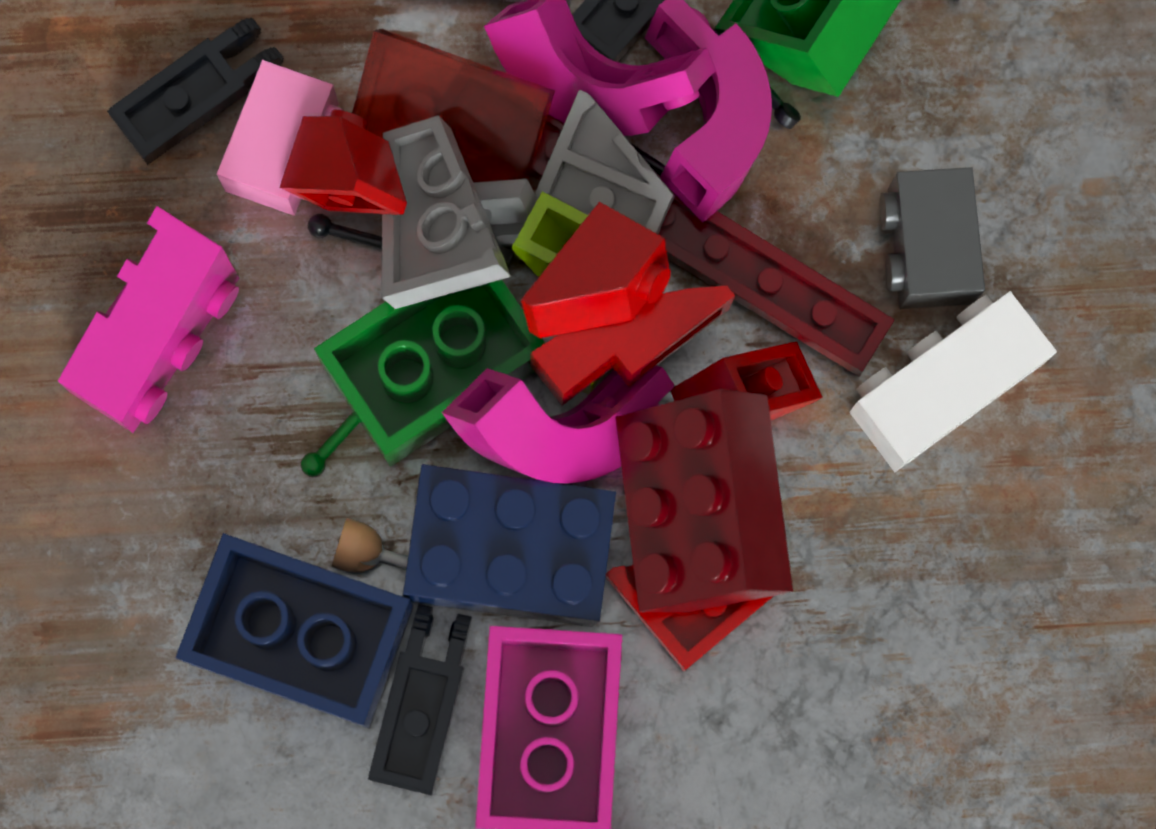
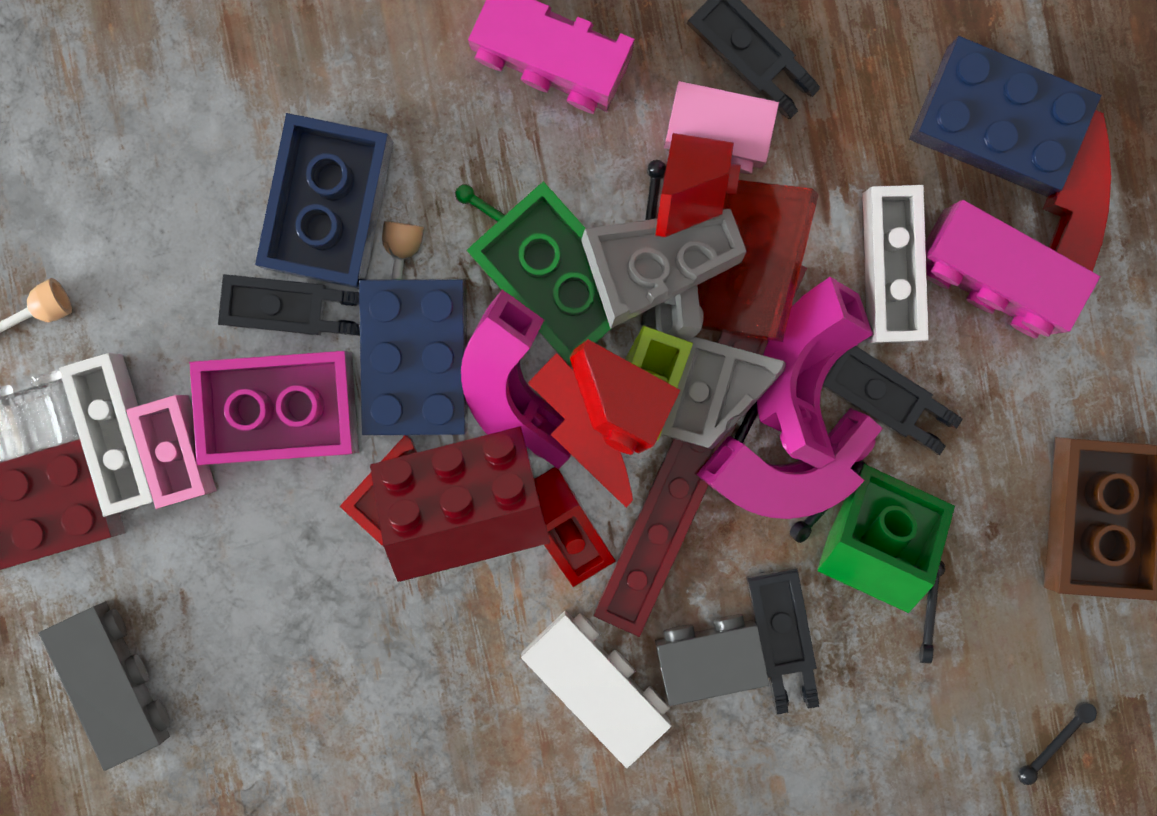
camera: 85 degrees right, 10 degrees up
(877, 148) = (783, 633): none -> black hinge

